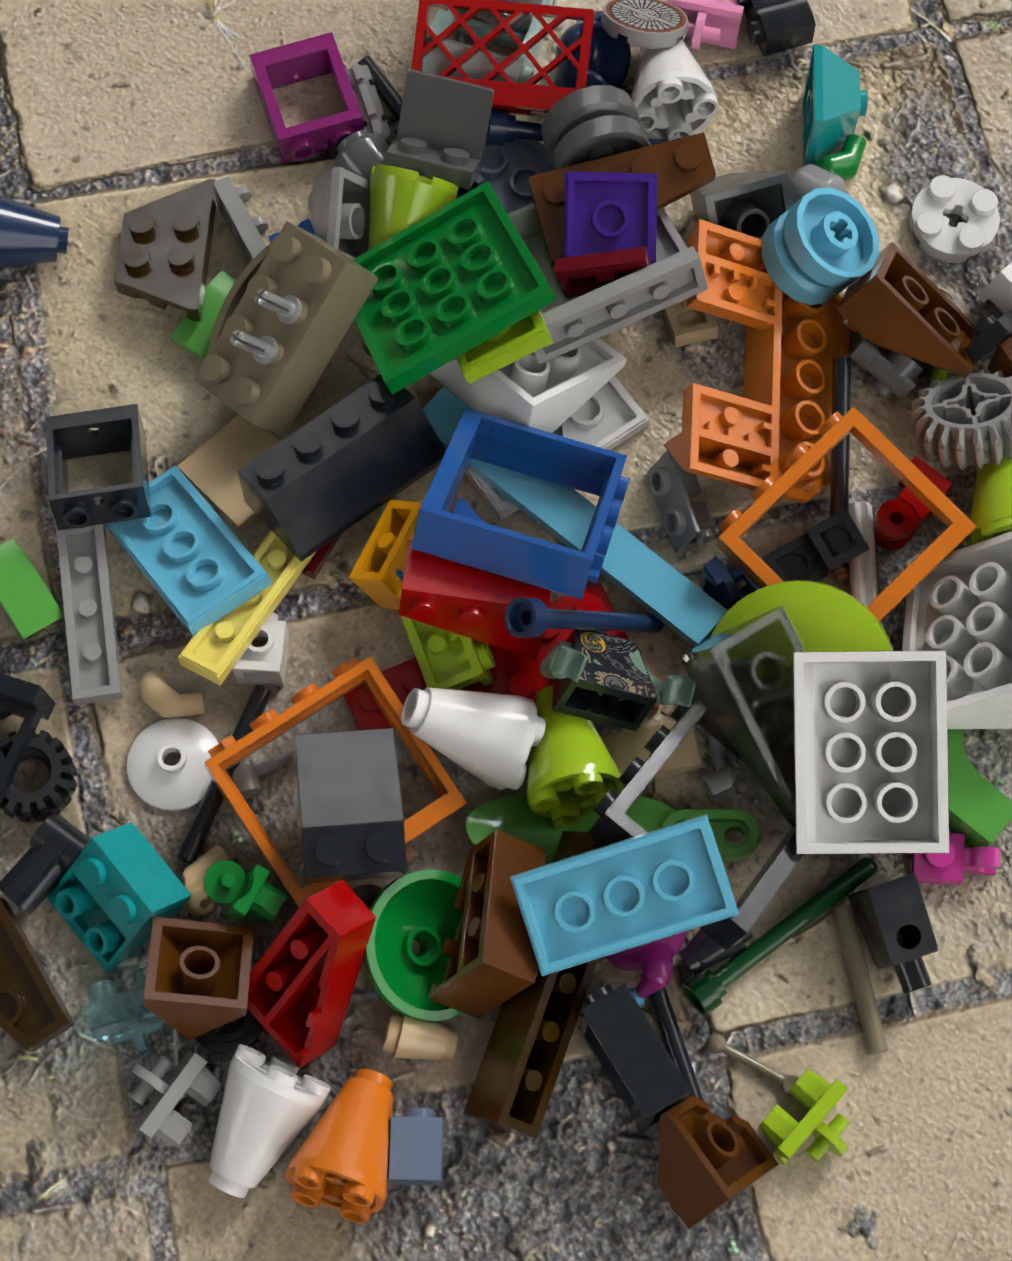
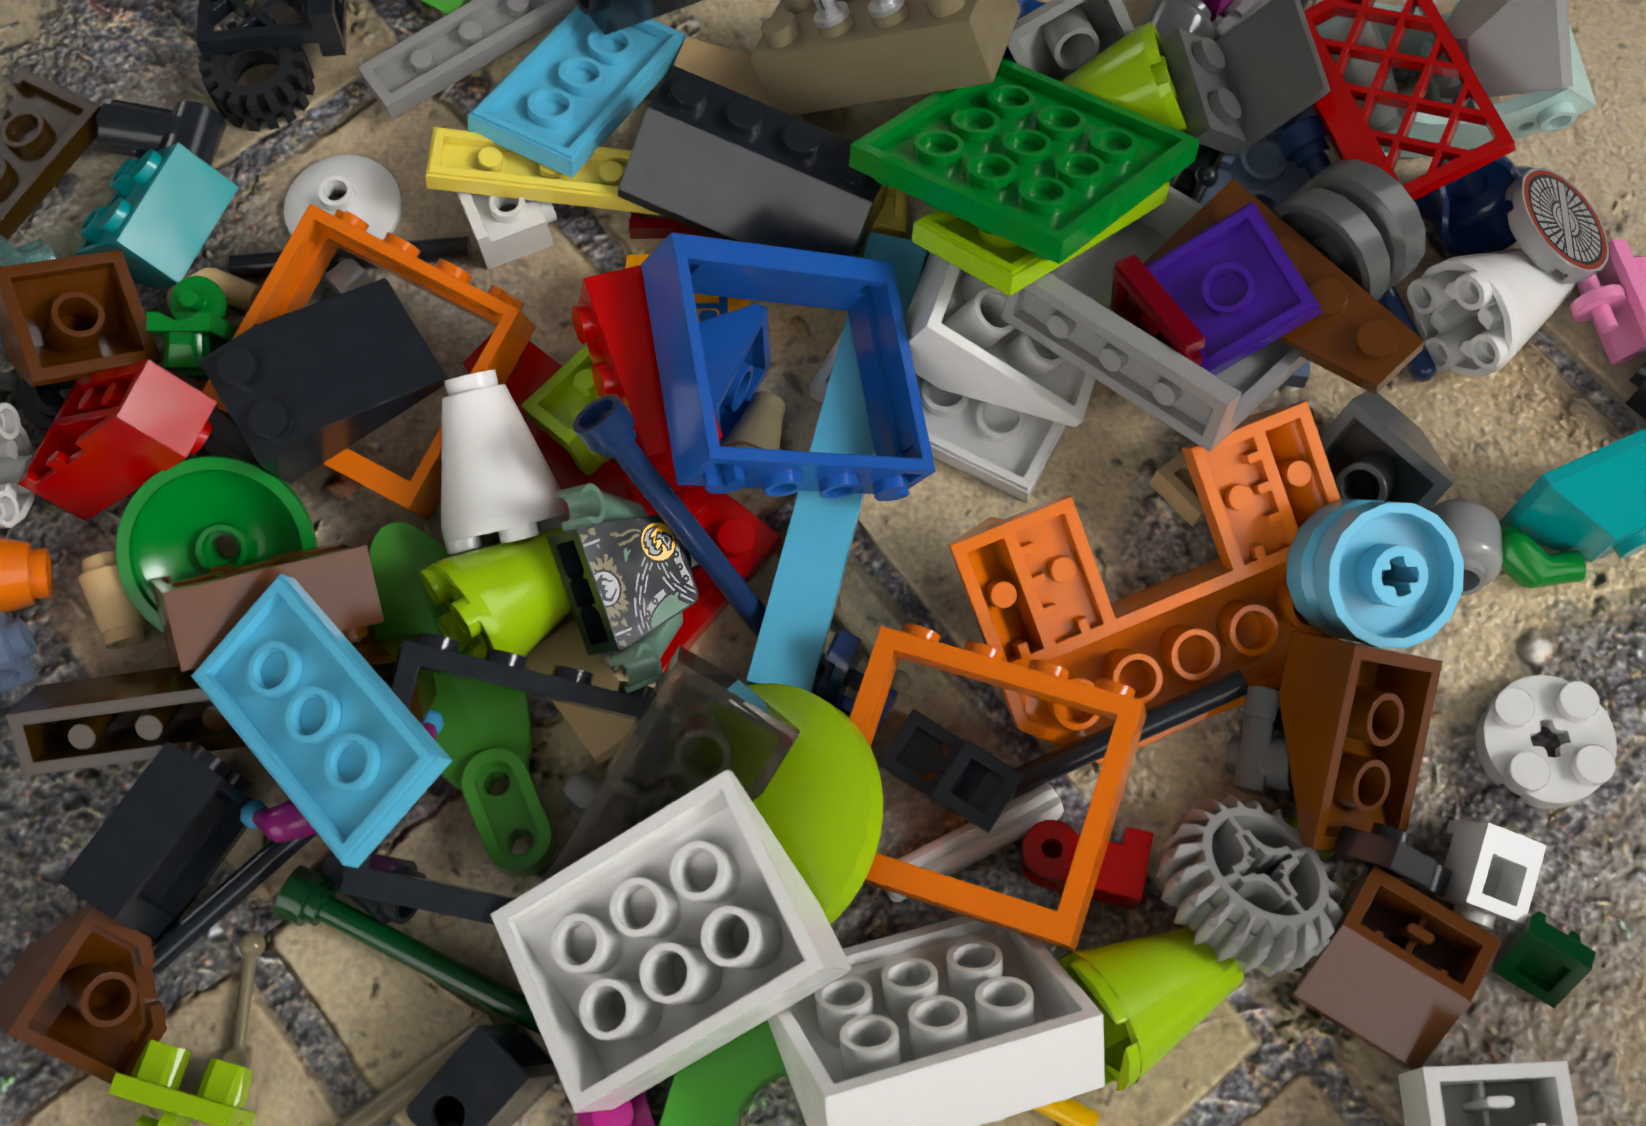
camera: 65 degrees right, 0 degrees up
(168, 701) = (407, 148): tan arm -> none
(681, 518) = (919, 593): light grey hinge -> none

